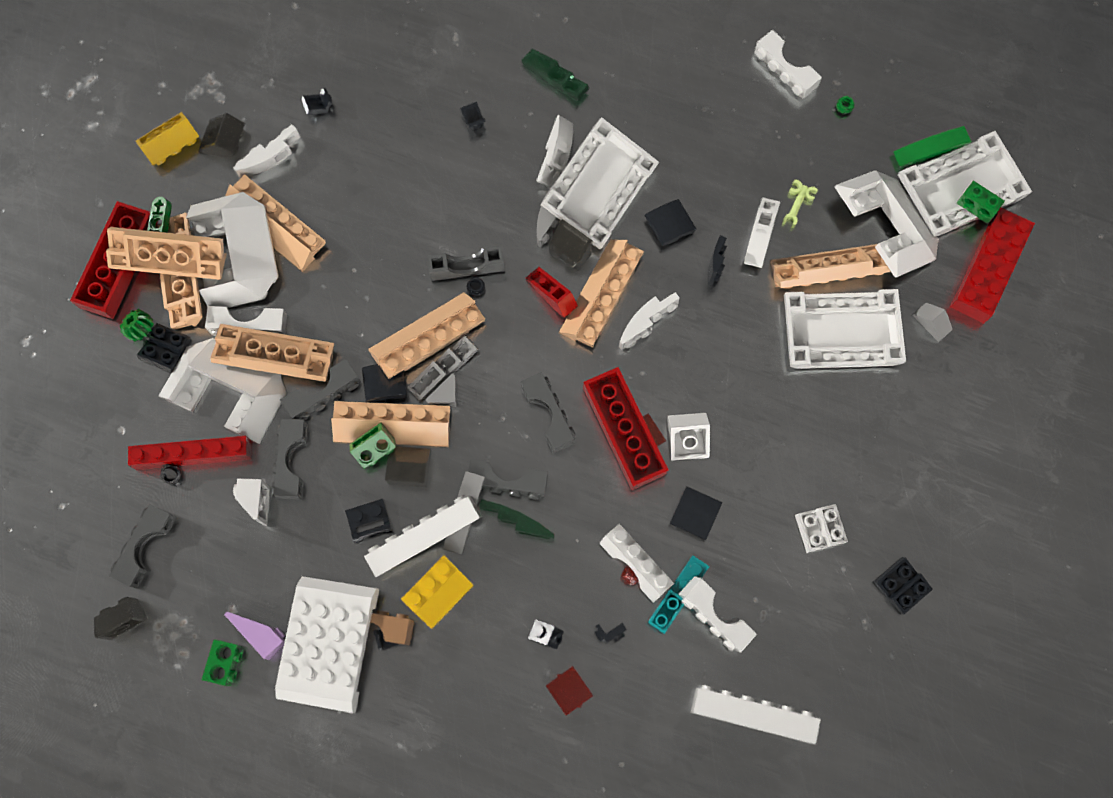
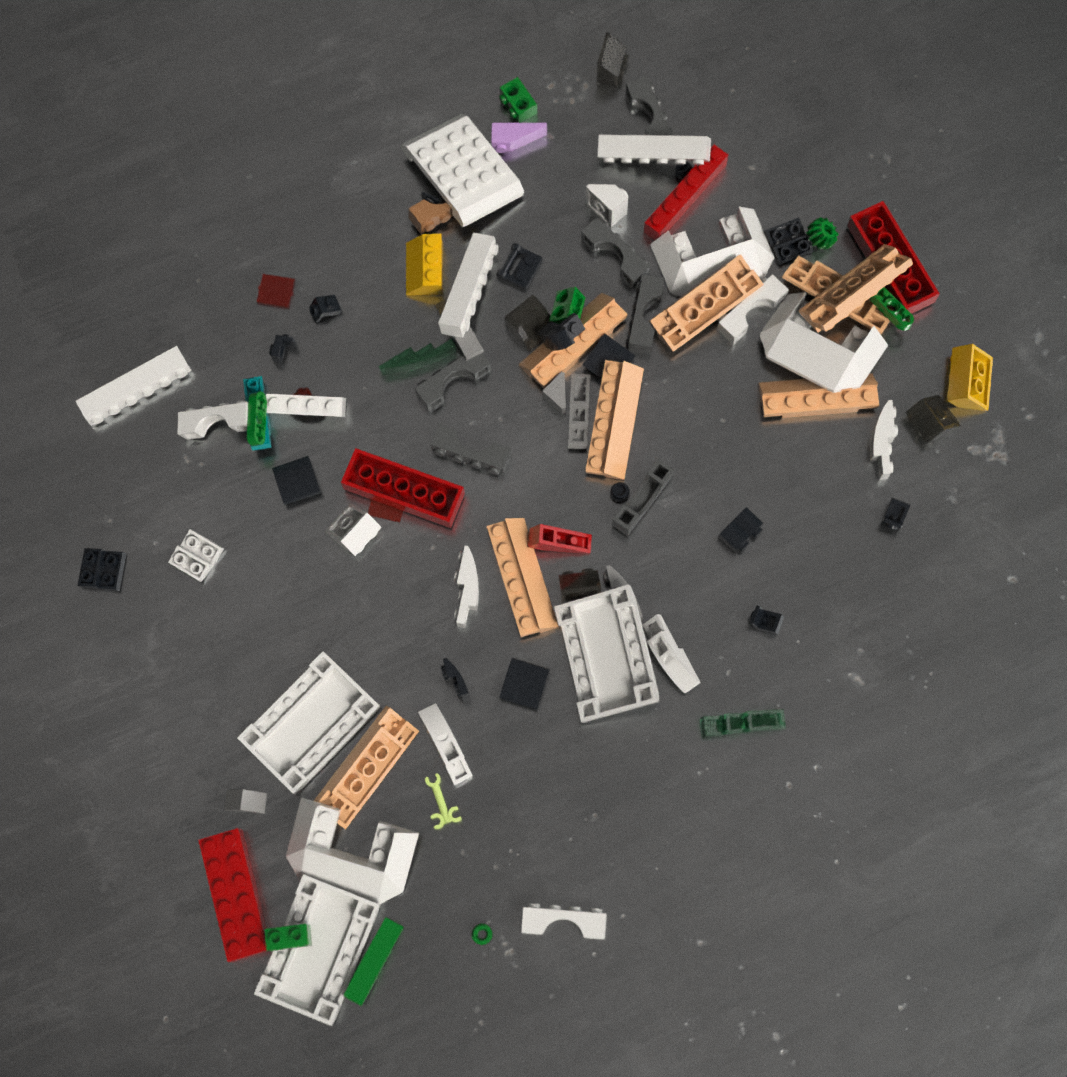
camera: 140 degrees right, 0 degrees up
(173, 504) = (654, 148): none -> white brick
(401, 422) = (561, 335): none -> black brick
(425, 184) = (741, 530): none -> black brick
(687, 579) = (256, 407): none -> green beam

